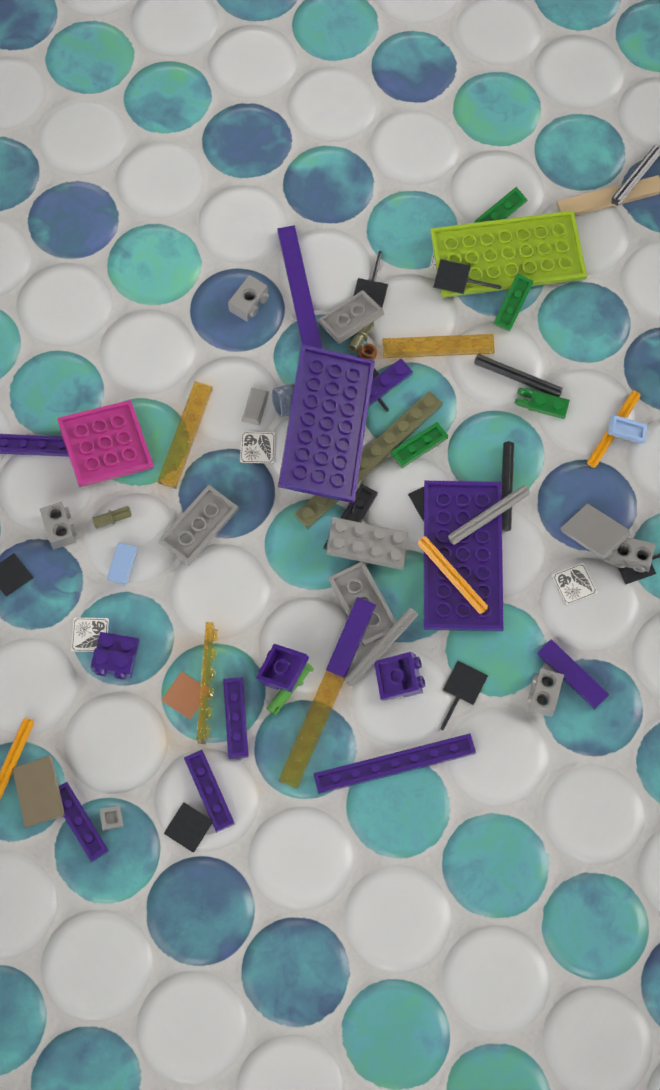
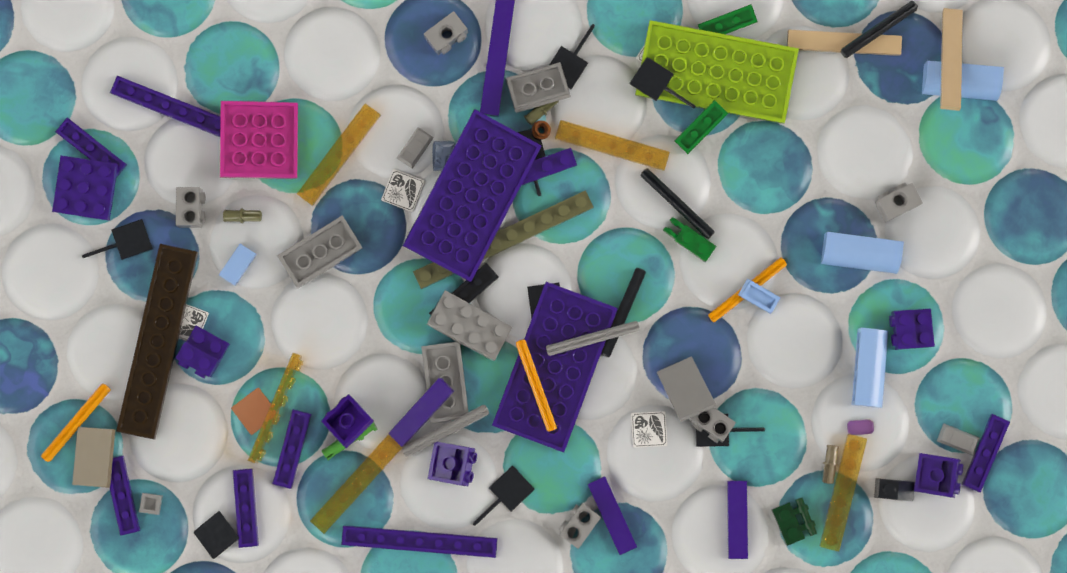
camera: 20 degrees right, 15 degrees up
(67, 661) = (157, 341): none -> dark brown plate
(419, 445) = (555, 242): green plate -> none

